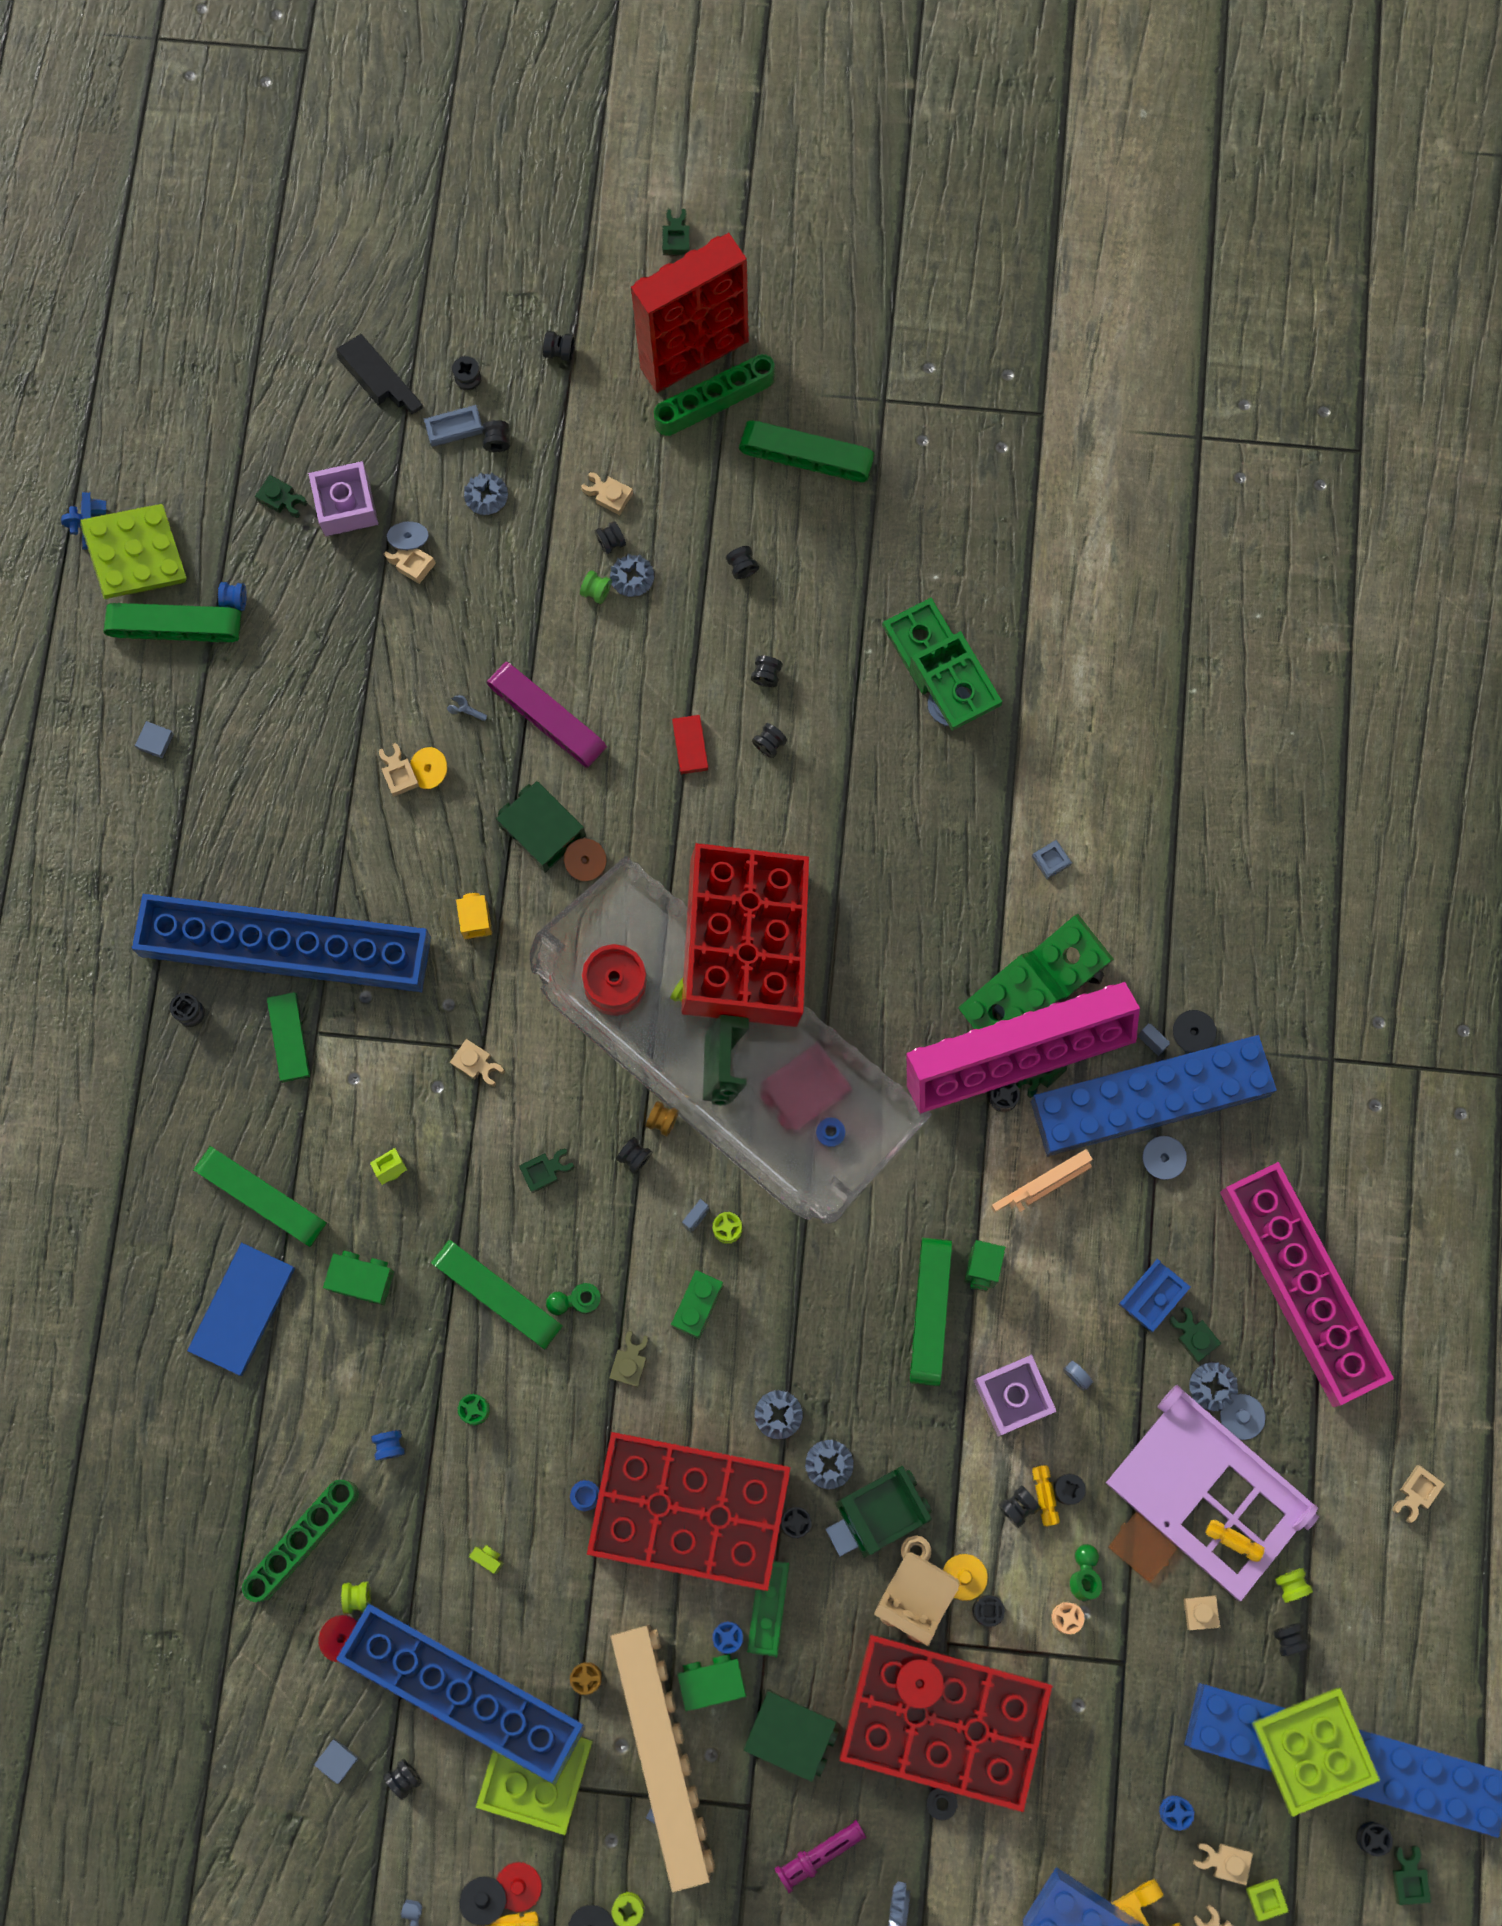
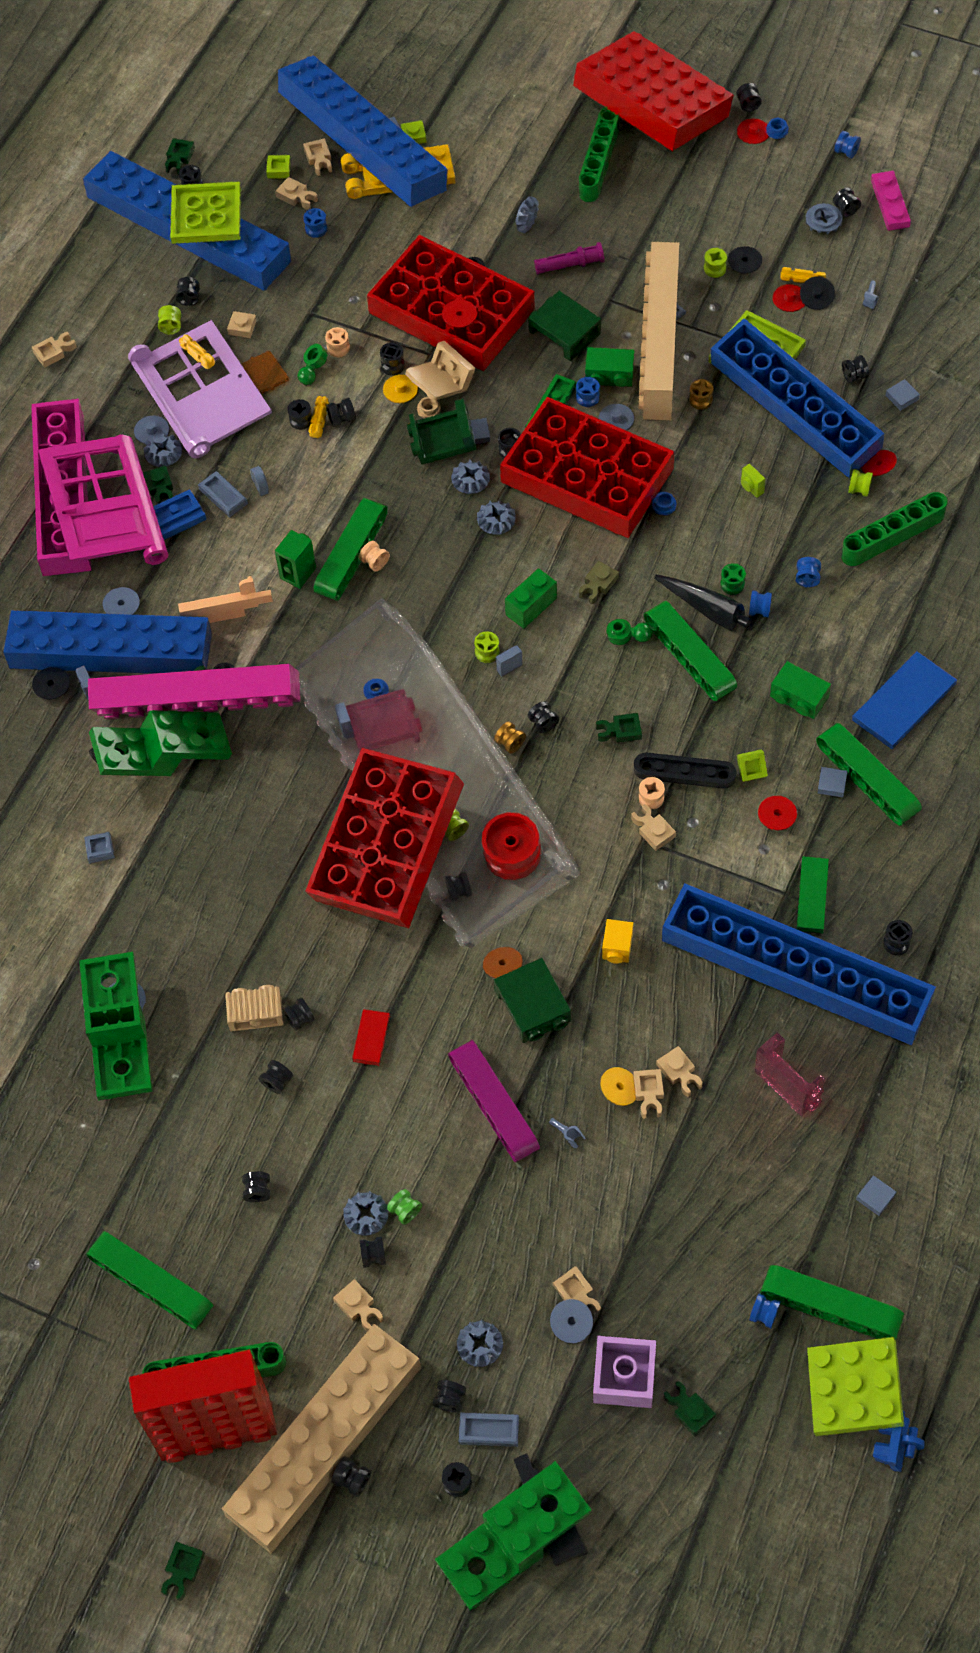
camera: 160 degrees left, 15 degrees down
(284, 828) = (785, 1080): none -> clear pink panel
(298, 1178) = (832, 782): none -> sand blue tile
(347, 1120) = (777, 813): none -> red piece
(376, 807) = (677, 1068): none -> tan plate
(400, 338) = (513, 1535): none -> green bracket
(432, 1382) = (760, 604): none -> blue wheel
(460, 1139) = (685, 770): none -> black plate
(491, 1104) = (656, 797): none -> light nougat wheel
(496, 1370) = (708, 602): none -> black piece
(590, 373) = (320, 1437): none -> tan brick
(657, 924) = (458, 886): none -> black wheel
(683, 1615) = (617, 415): none -> sand blue piece
(719, 1040) = (448, 743): dark green panel -> none
(815, 732) = (254, 1008): none -> tan brick
(851, 1077) = (344, 720): none -> sand blue tile
(899, 1308) = (374, 556): none -> light nougat wheel
(1014, 1395) = (312, 474): lavender brick -> none
(1114, 1346) = (222, 494): none -> sand blue tile
(1219, 1238) = (107, 524): none -> dark pink door

